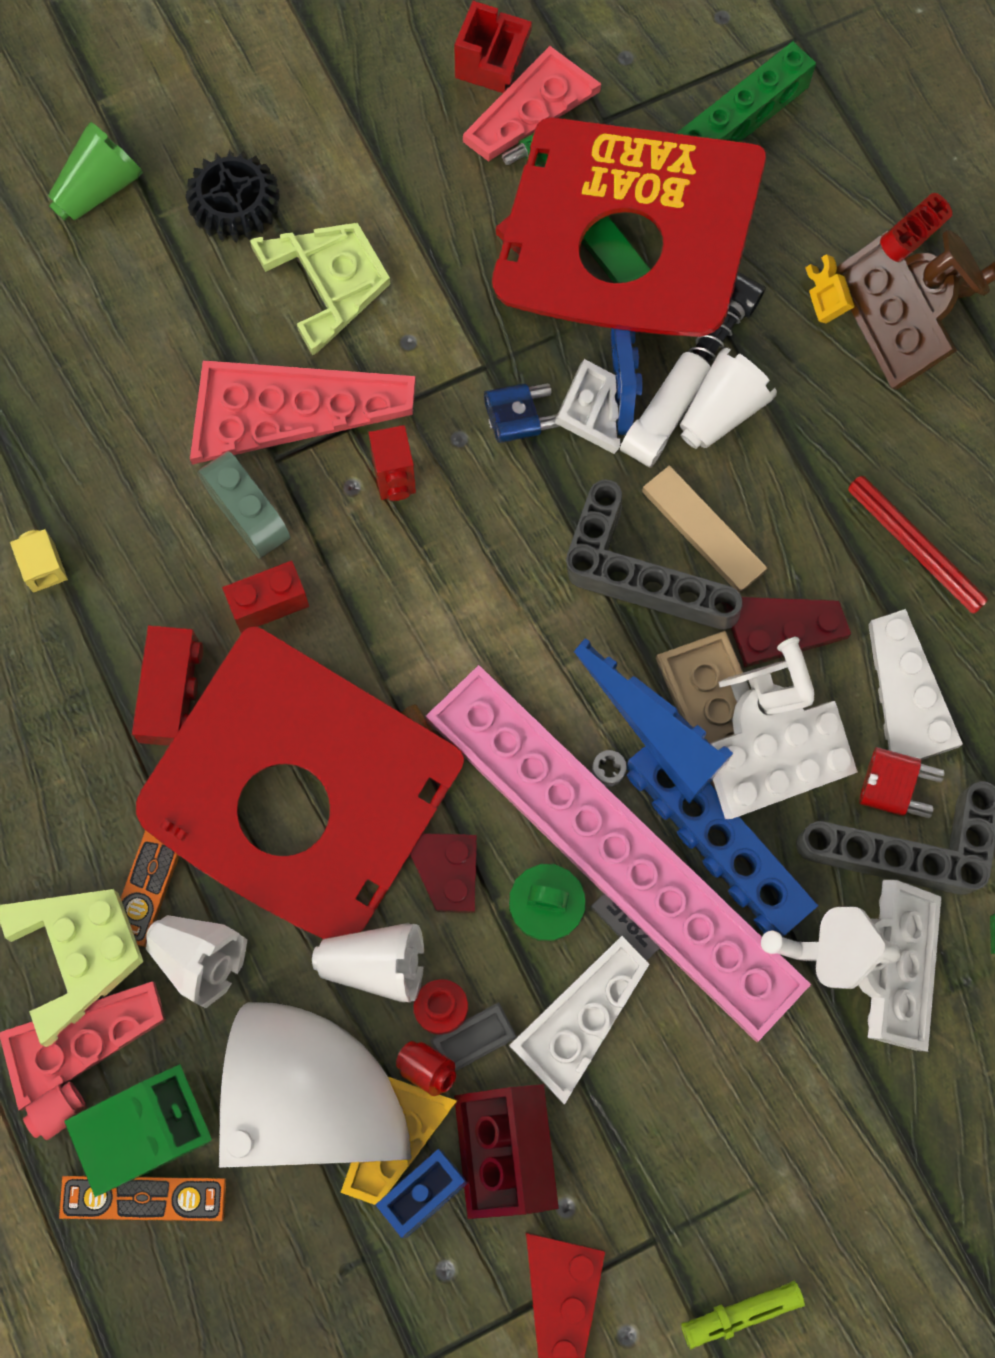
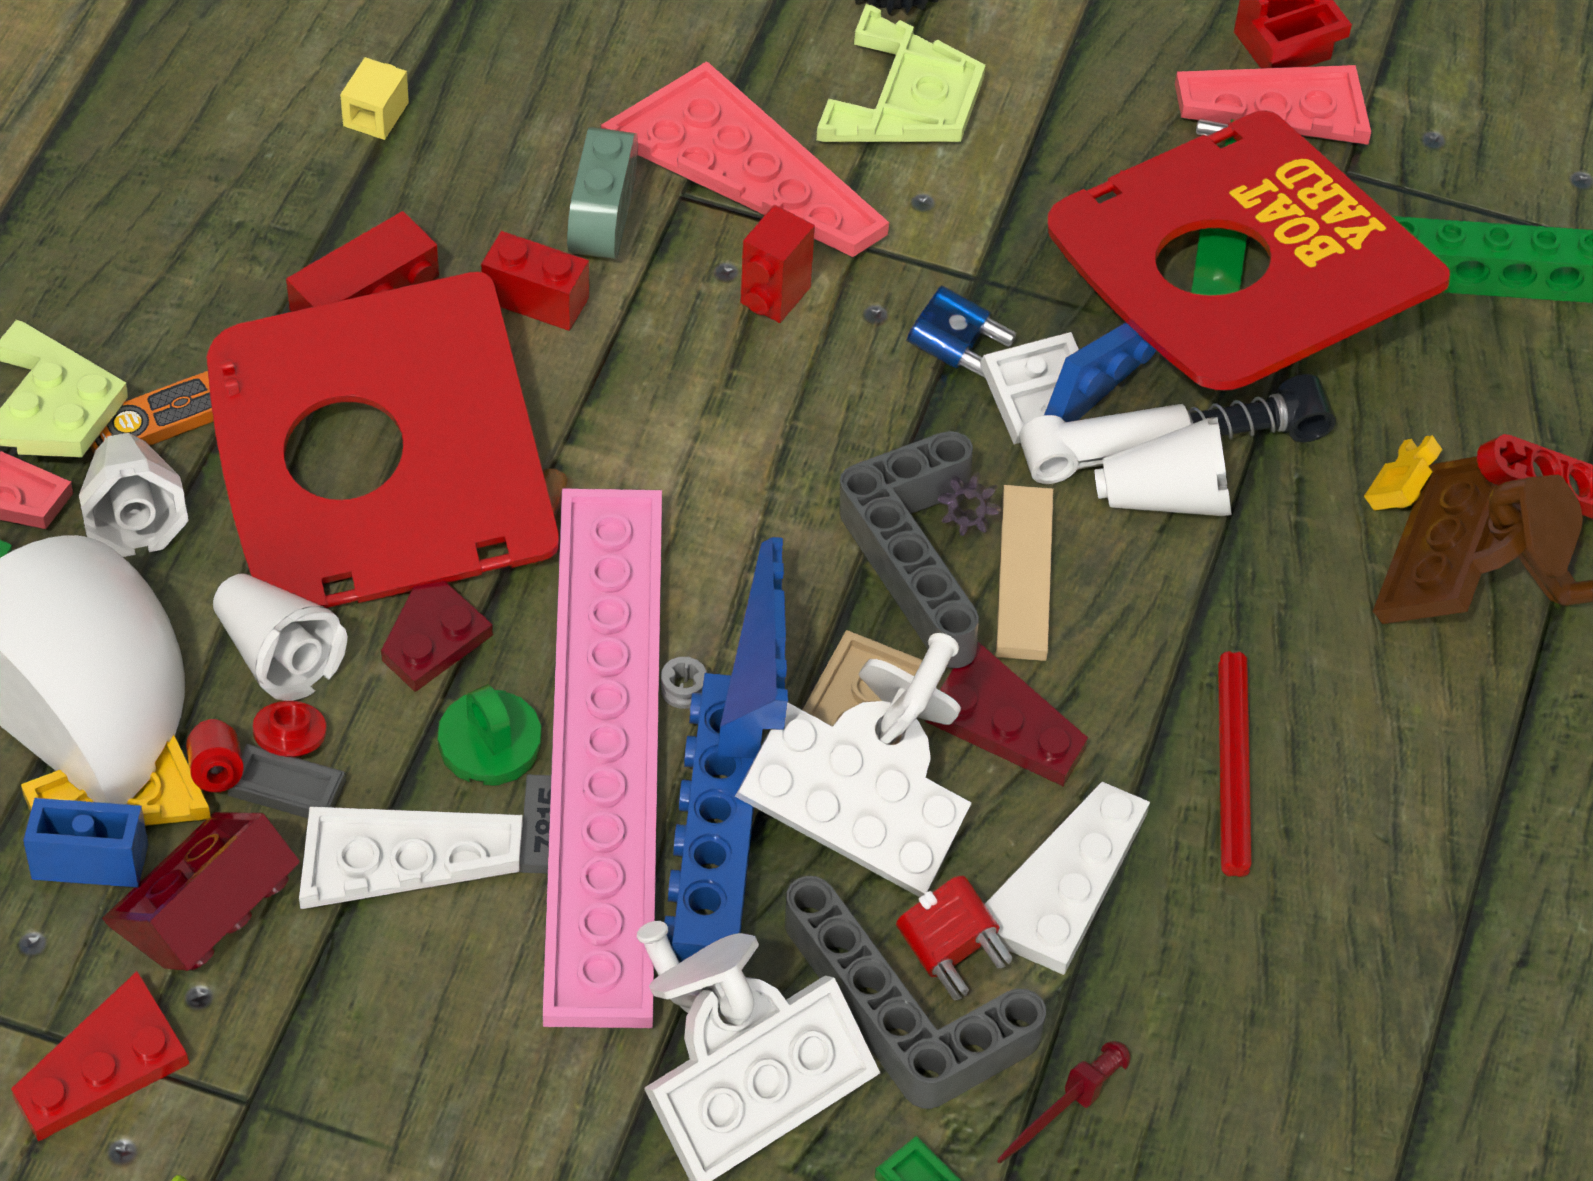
camera: 45 degrees right, 20 degrees down
(642, 517) = (968, 517): none -> gear

